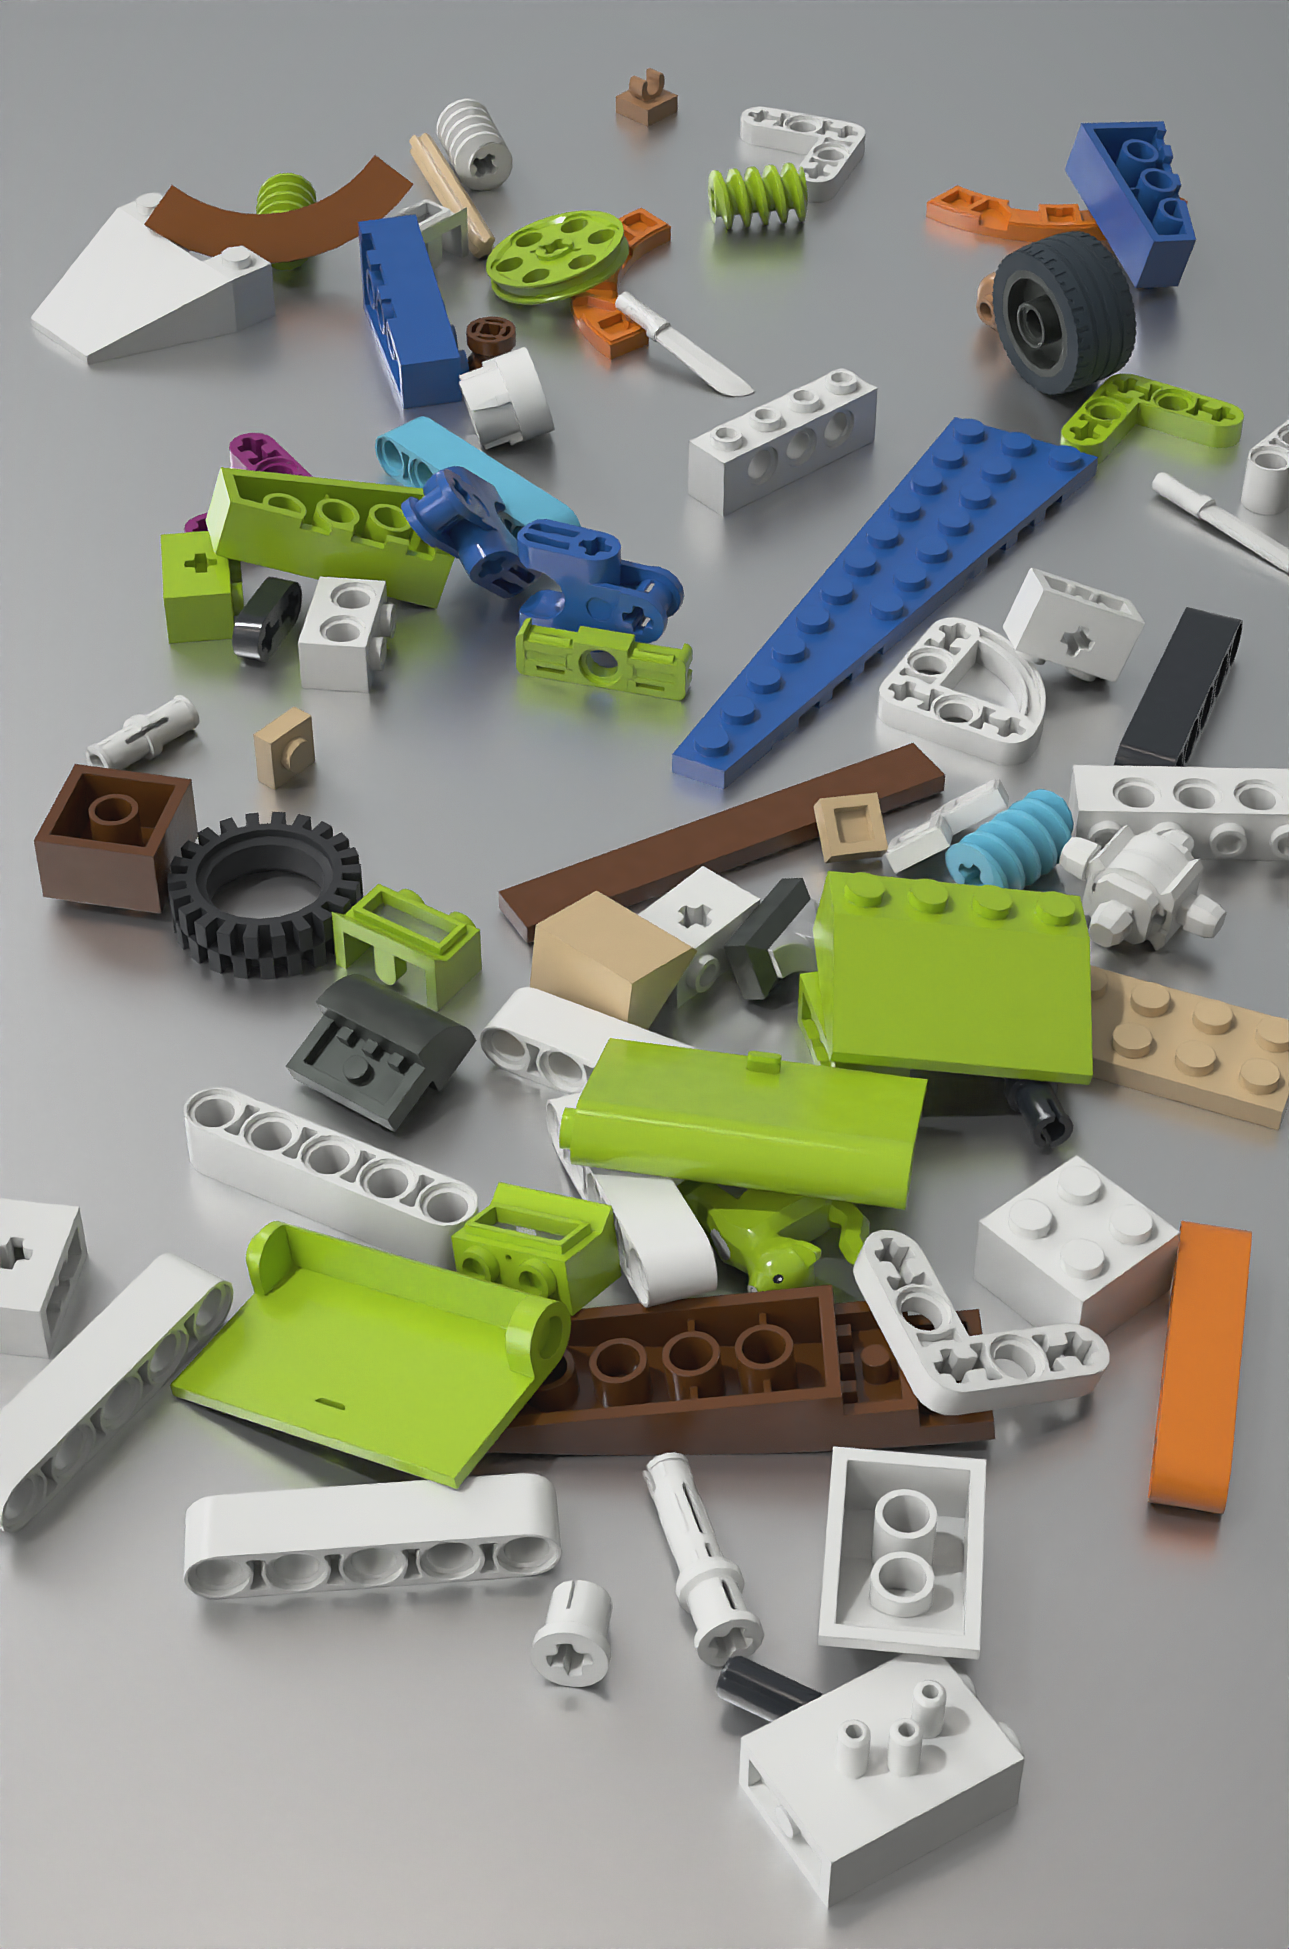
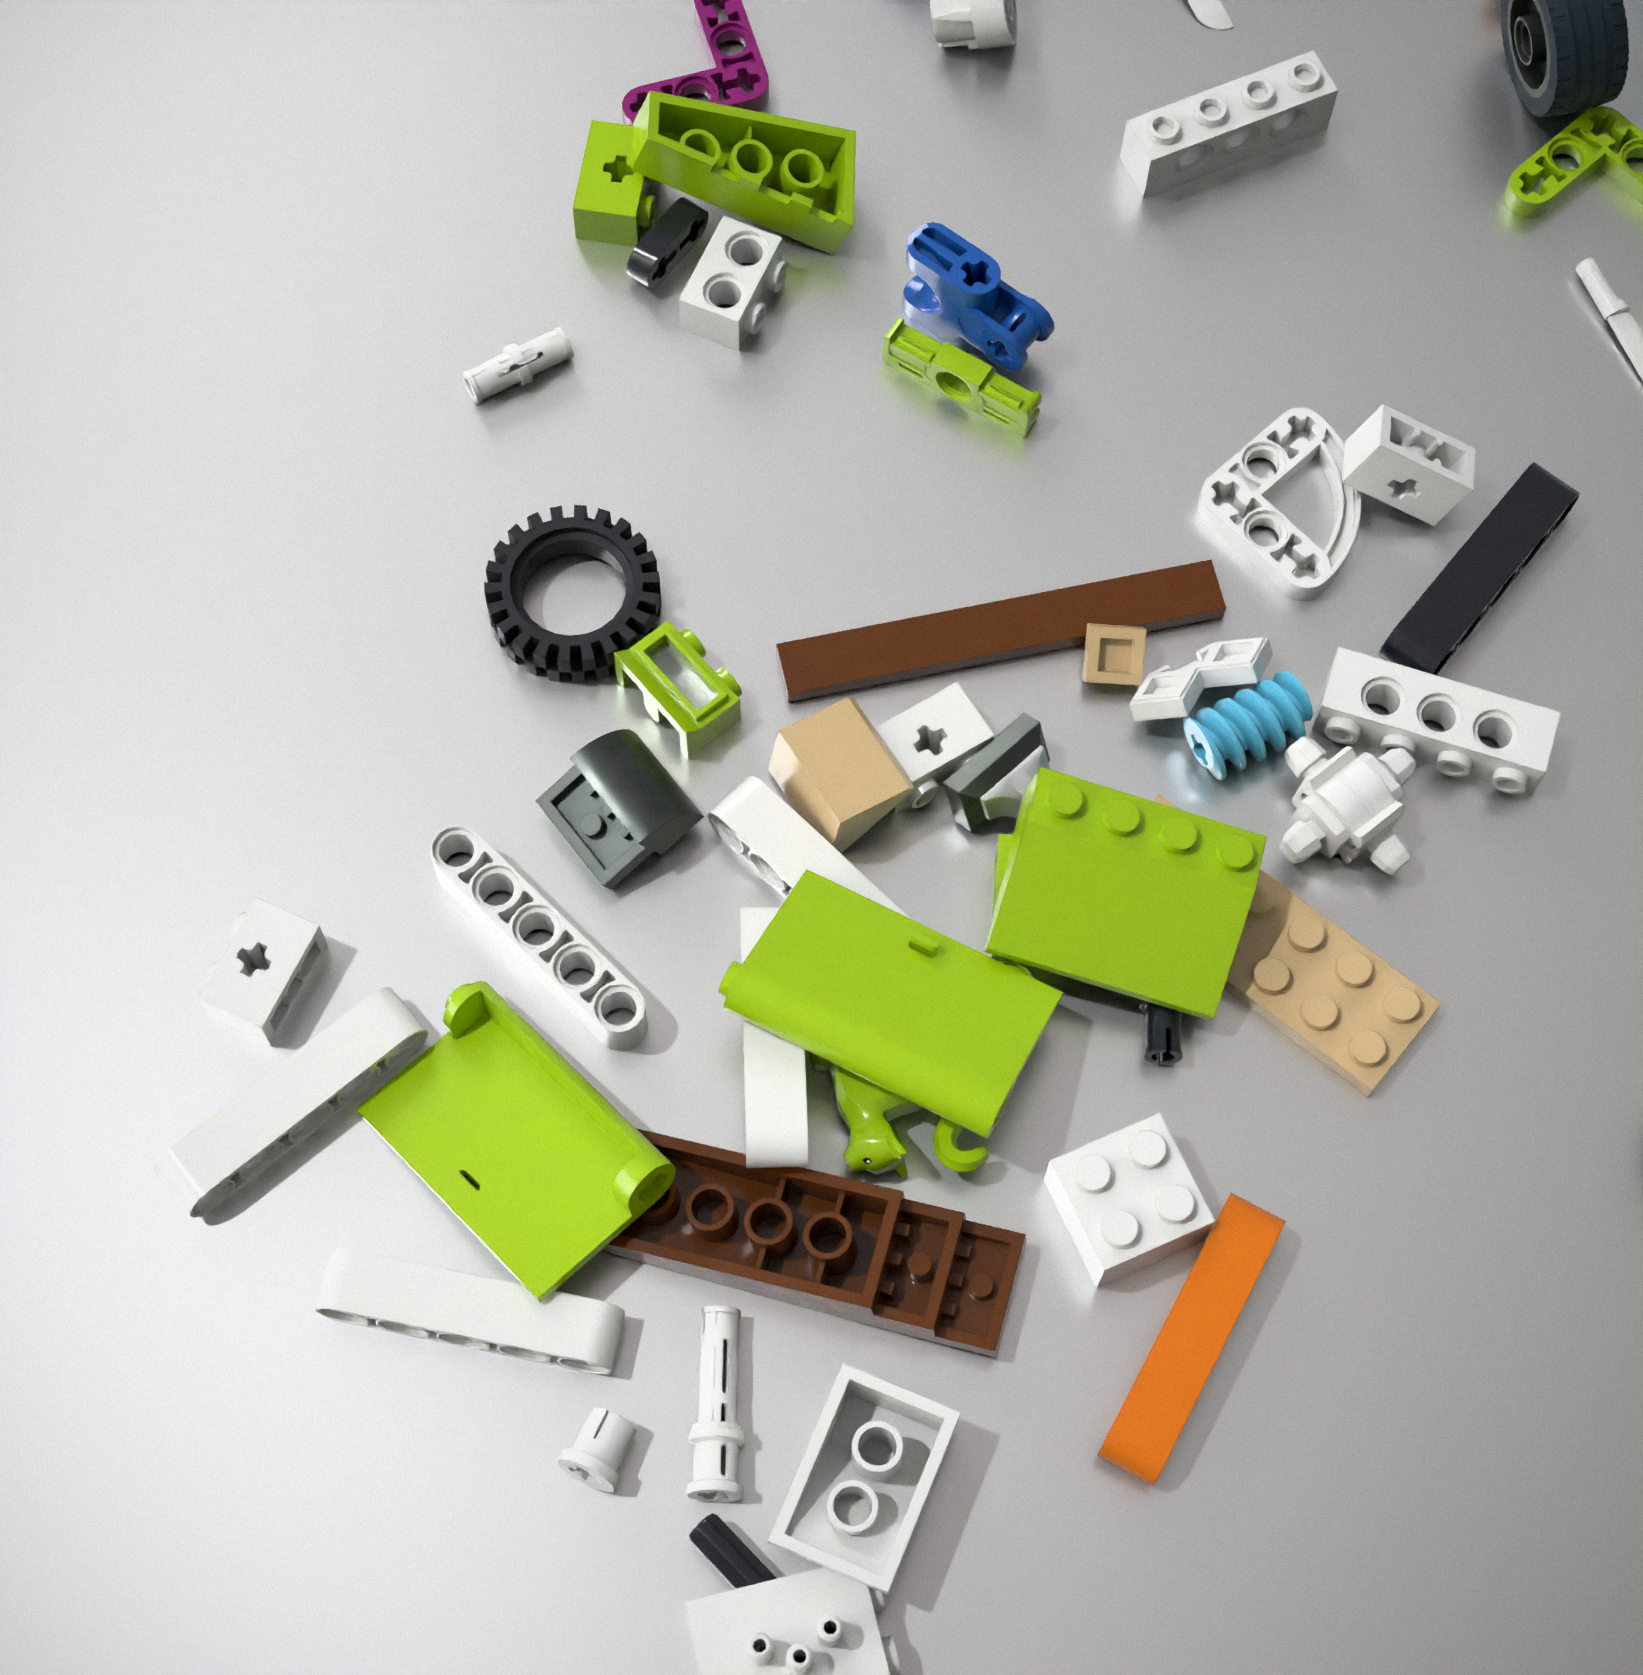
camera: 15 degrees right, 25 degrees up
(115, 837) = (456, 500): reddish brown brick -> none
(284, 748) = (637, 418): tan plate -> none
(425, 447) = (913, 117): medium azure beam -> none
(463, 520) = (870, 193): blue piece -> none
(541, 1245) = (678, 1076): lime window -> none
(902, 565) = (1352, 266): blue wing -> none
(955, 1353) = (979, 1280): white beam -> none

